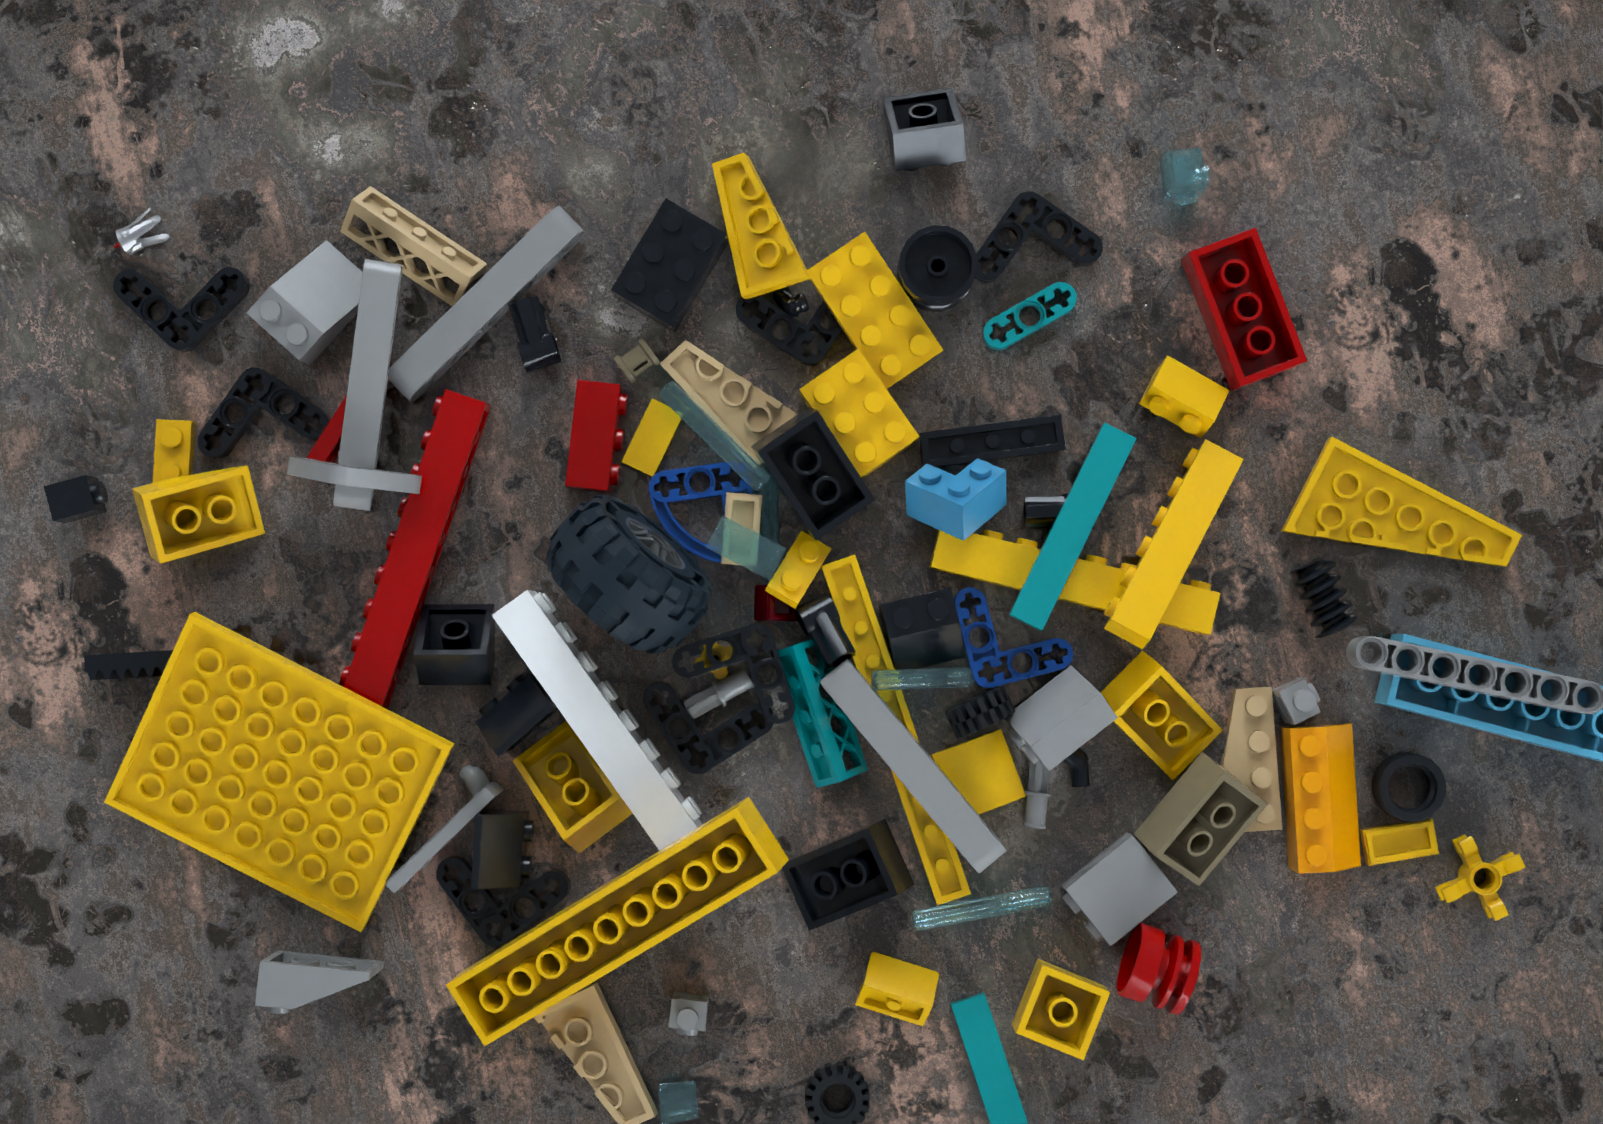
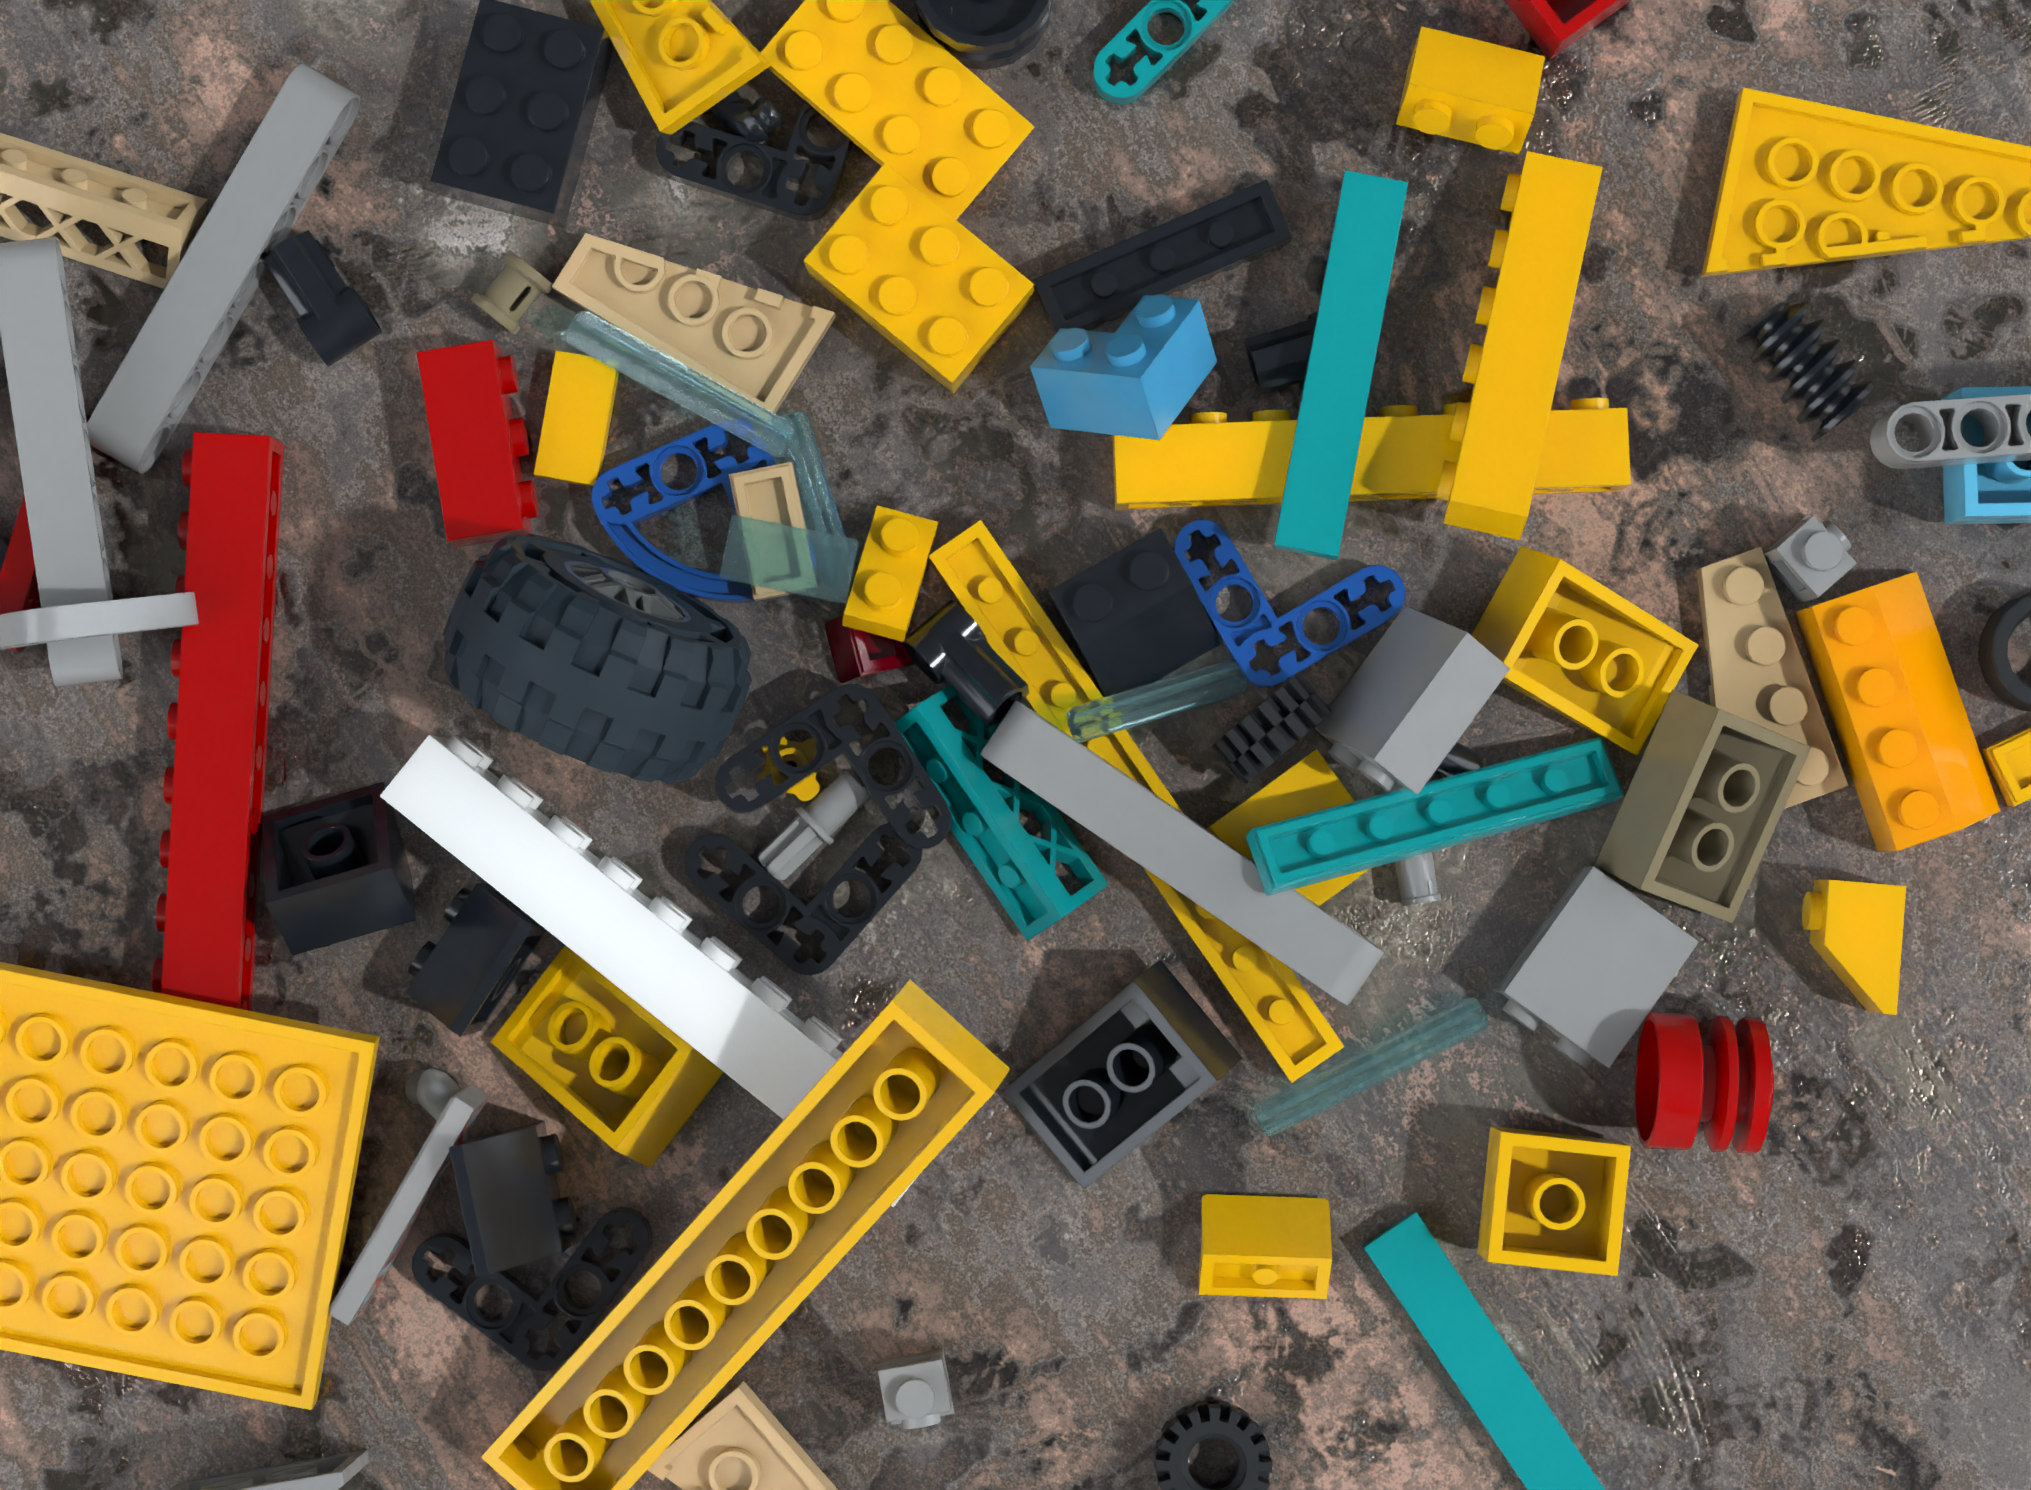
camera: 10 degrees left, 0 degrees up
(813, 472) = (868, 398): black brick -> none
(1058, 785) = (1439, 817): none -> teal tile
(1265, 913) = (1859, 937): none -> yellow slope

